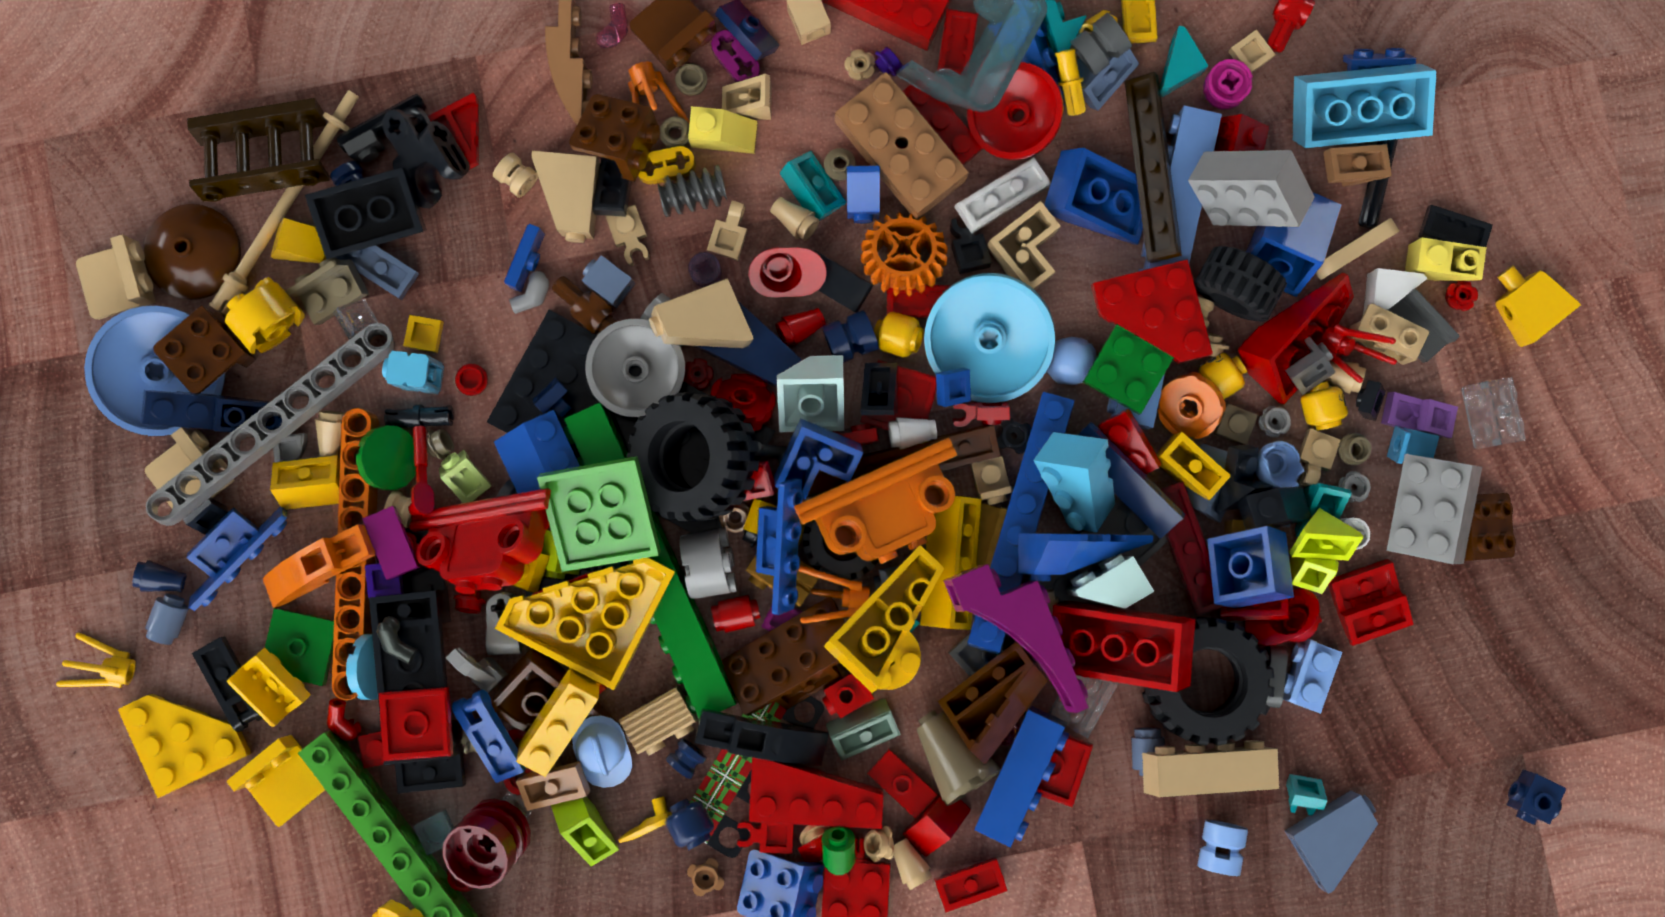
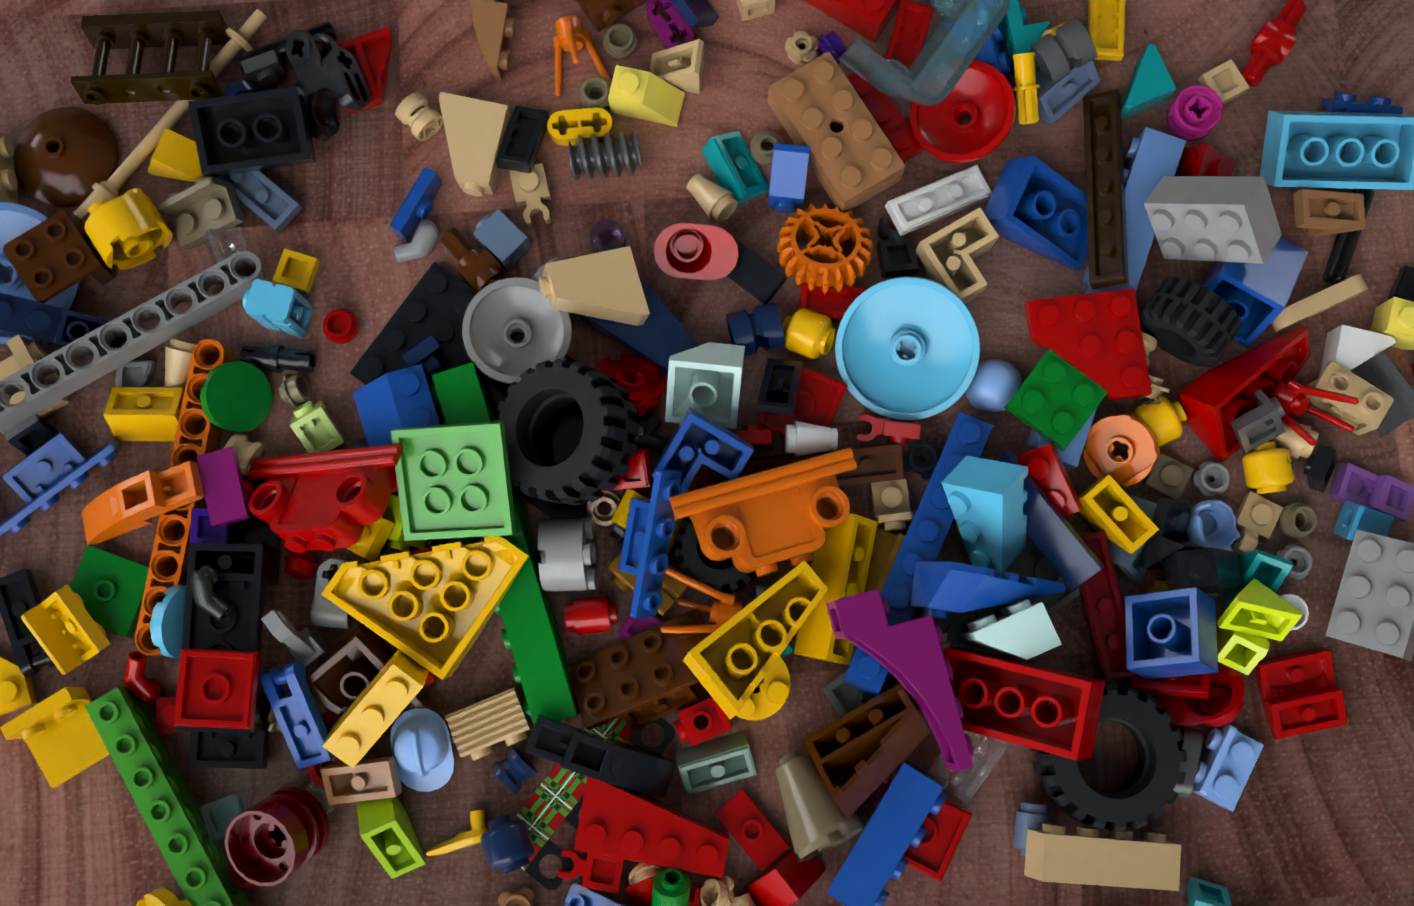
camera: 10 degrees right, 5 degrees down
(421, 493) = (266, 438): red piece -> none
(617, 132) = (534, 81): reddish brown bracket -> none
(706, 373) = (586, 340): red plate -> none
(728, 236) = (637, 207): tan plate -> none
(799, 326) = (701, 312): red cone -> none
(953, 387) = (861, 396): blue plate -> none

